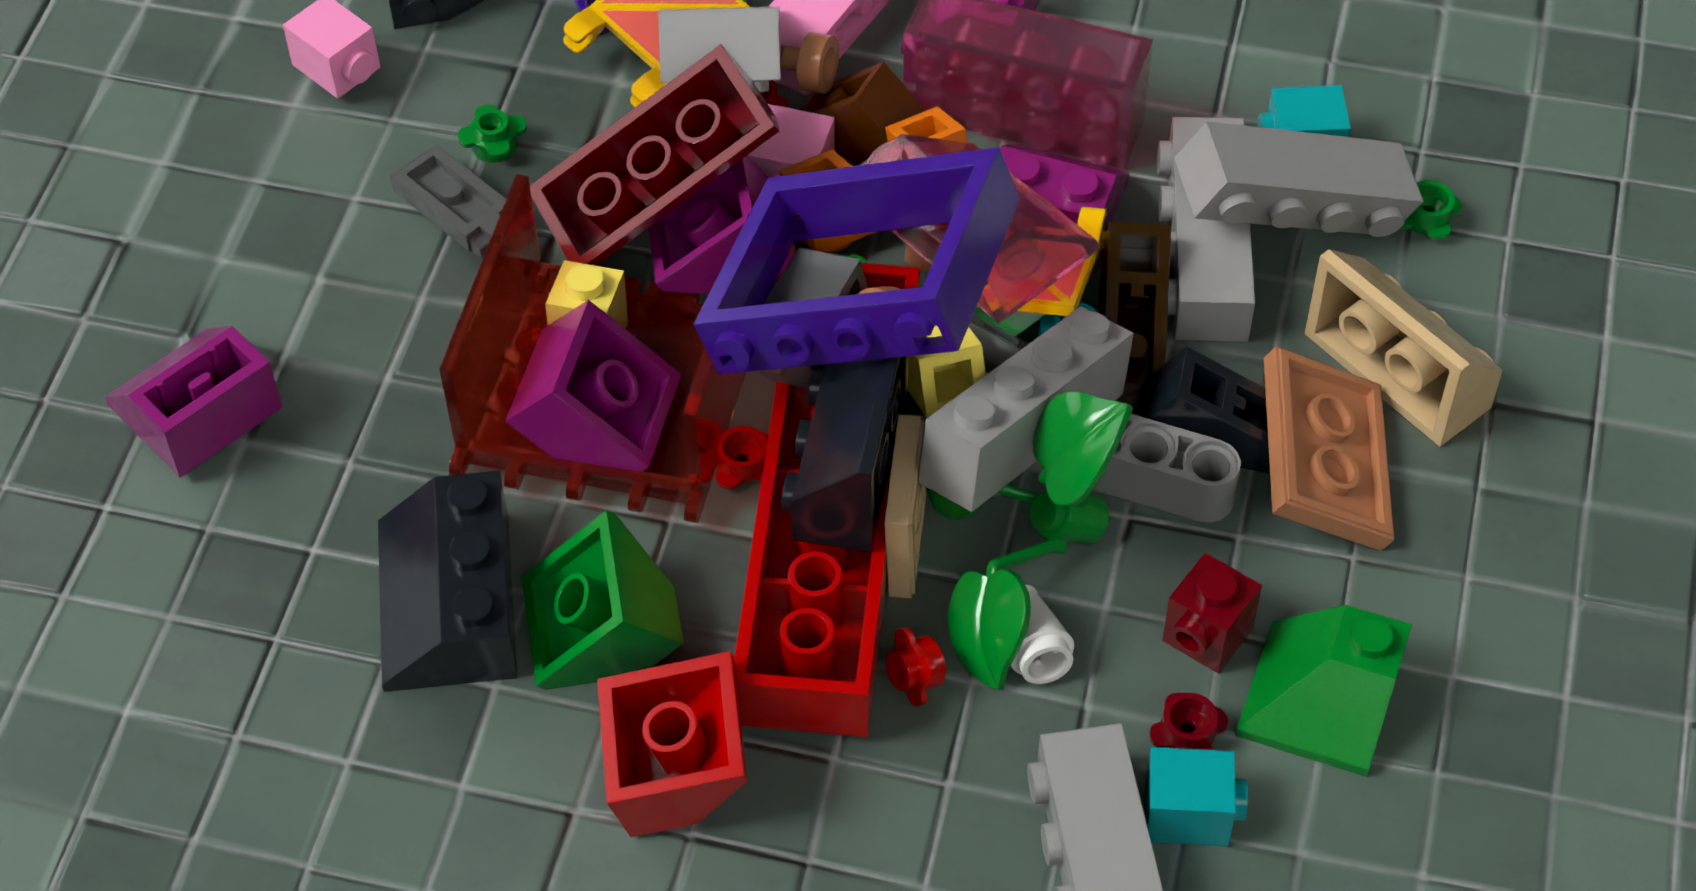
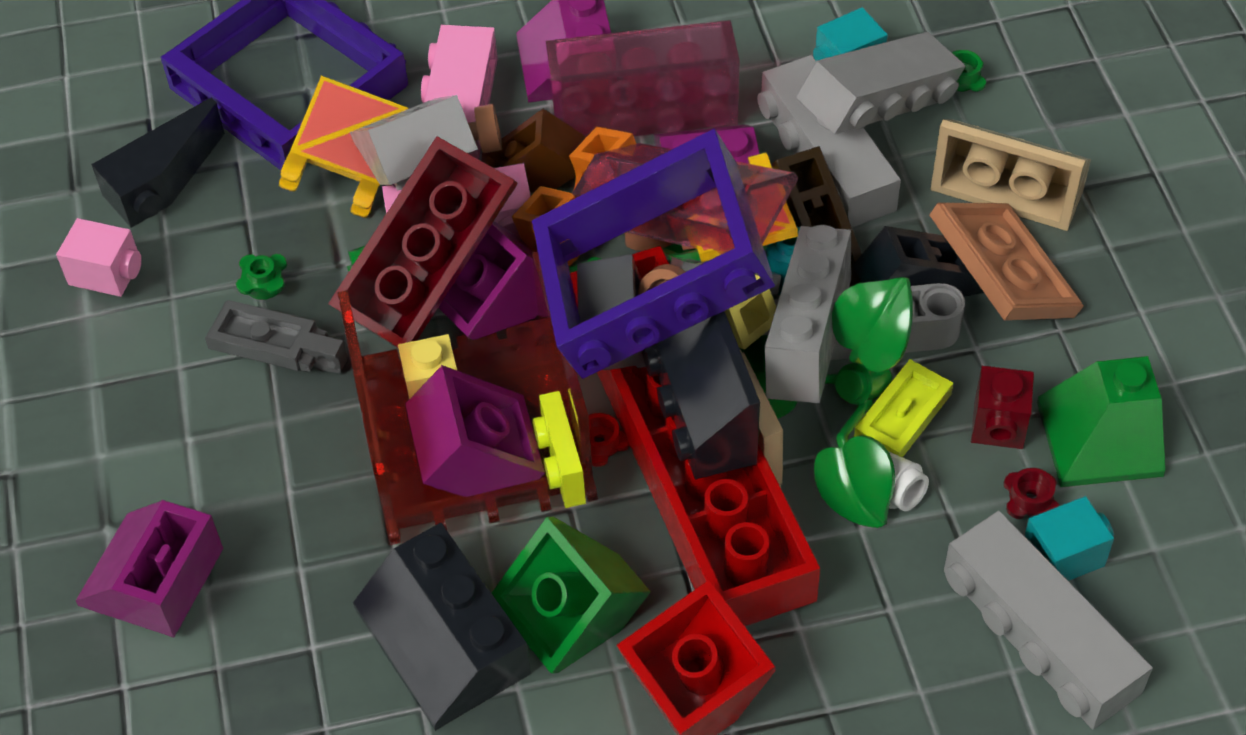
camera: 25 degrees left, 0 degrees up
(666, 467) = (563, 466): none -> neon yellow plate
(915, 665) = (824, 533): red plate -> none
(1099, 569) = (905, 408): none -> neon yellow plate

